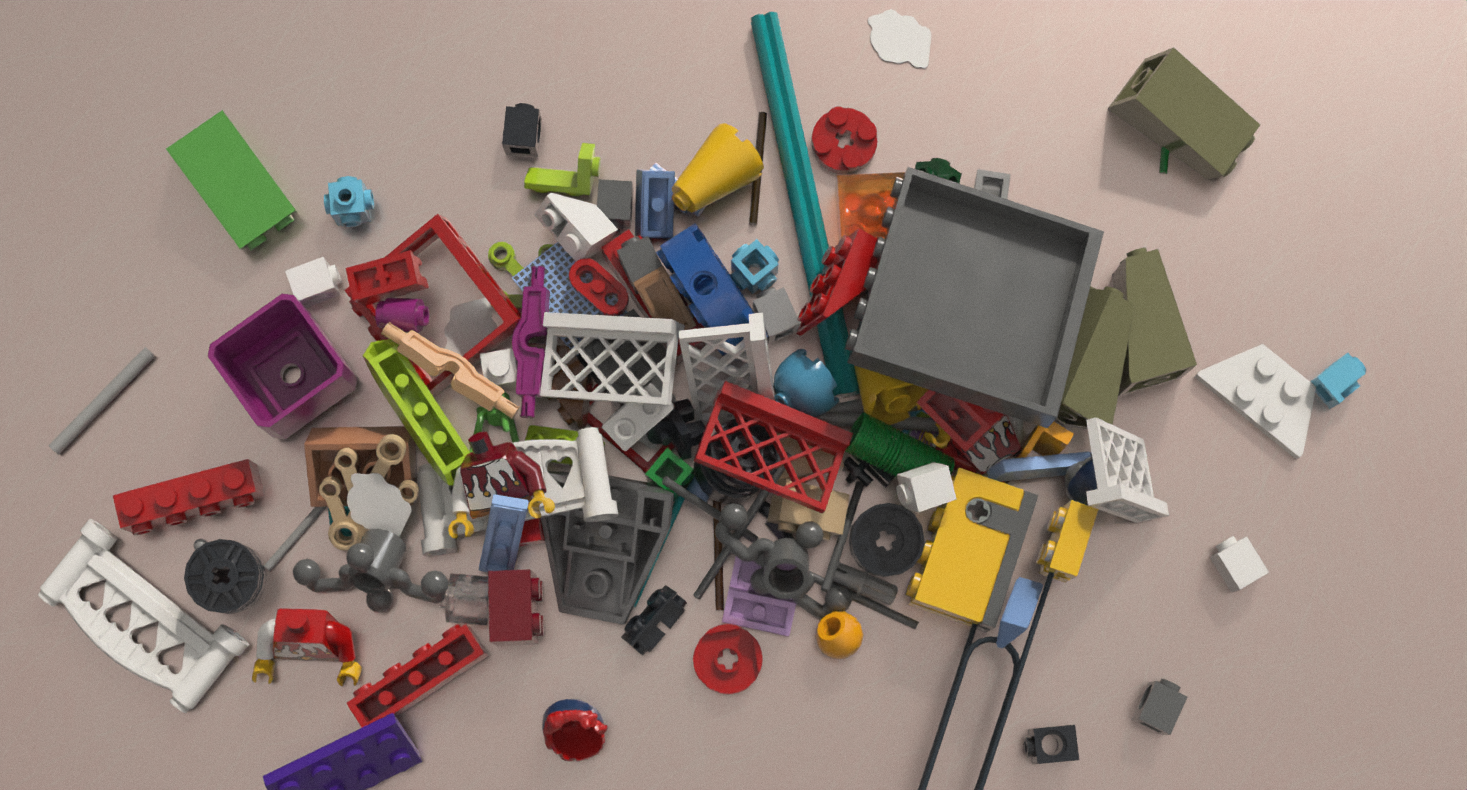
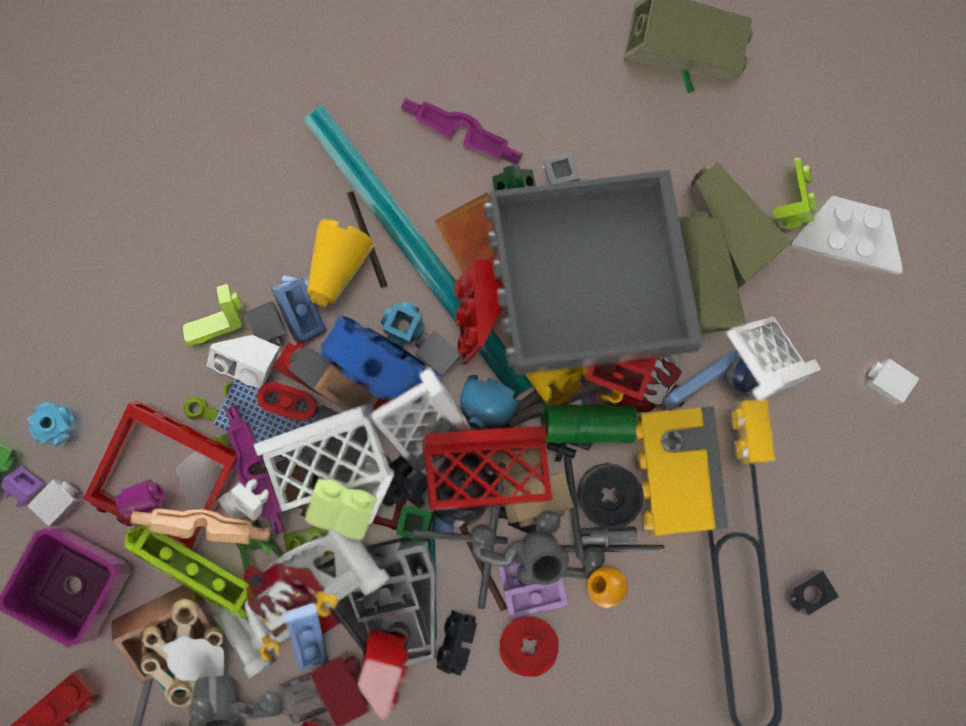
camera: 20 degrees left, 5 degrees up
(288, 249) = (21, 485): none -> medium lavender tile
(386, 278) = (112, 476): red hinge -> none
(509, 365) = (248, 502): none -> white tile
(522, 130) = (162, 298): black brick -> none
(564, 608) = (383, 671): none -> slope
(602, 417) = (340, 509): none -> yellowish green brick
(840, 122) = (438, 173): red plate -> none
(900, 38) = (431, 78): white sticker -> none
(918, 117) = (447, 124): none -> magenta piece
(925, 487) = (623, 443): white brick -> none
(1018, 610) = (741, 505): medium blue slope -> none
(1046, 440) = (703, 357): light orange panel -> none
(1160, 706) = (882, 523): dark grey brick -> none
(1222, 344) = (795, 214): none -> lime bracket
(1339, 380) = (904, 196): medium azure brick -> none

